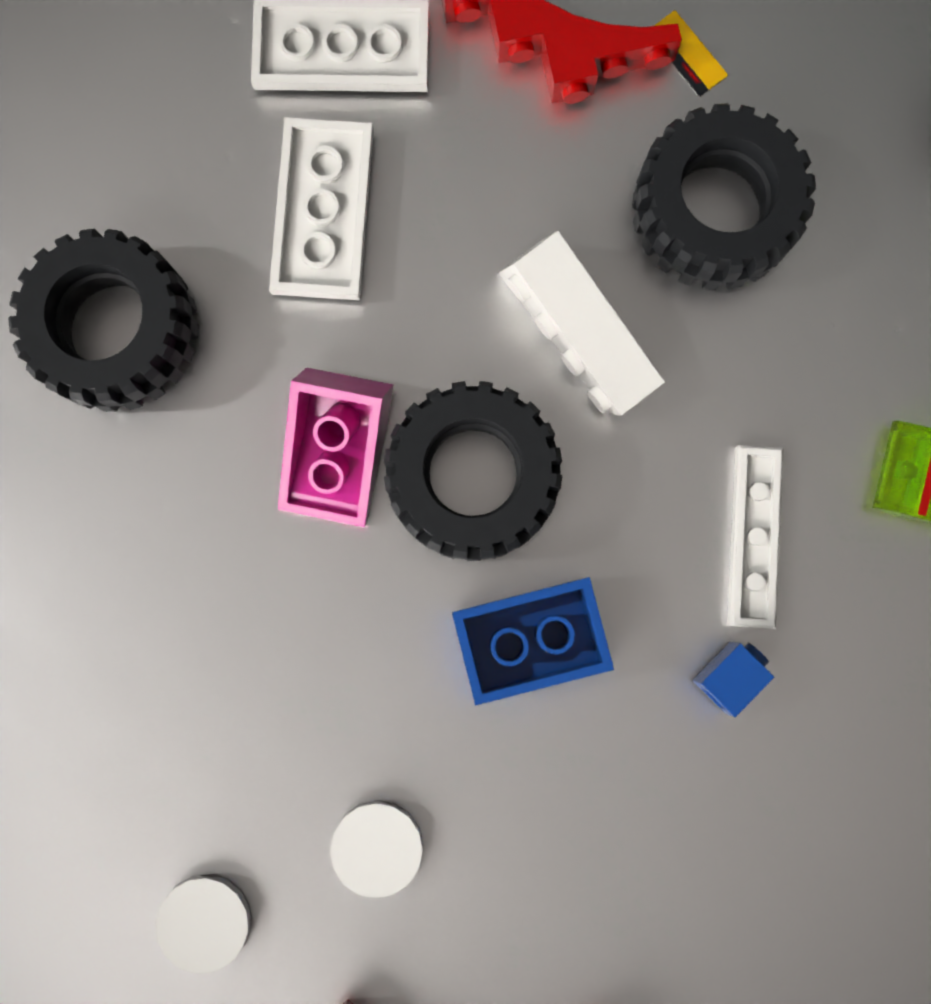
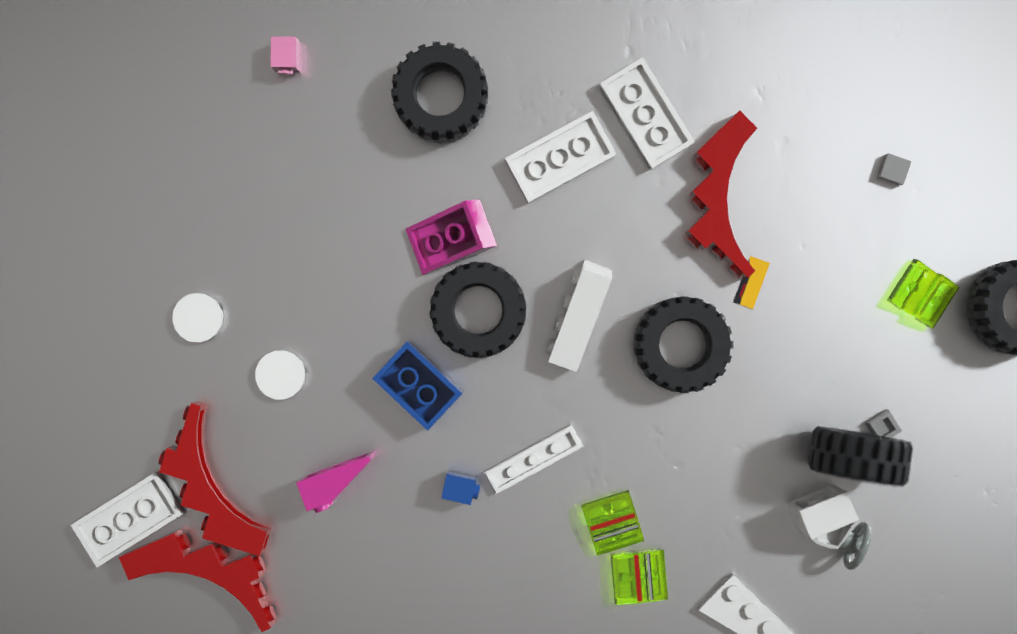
camera: 55 degrees right, 5 degrees up
(598, 892) = (324, 486): none -> dark pink slope

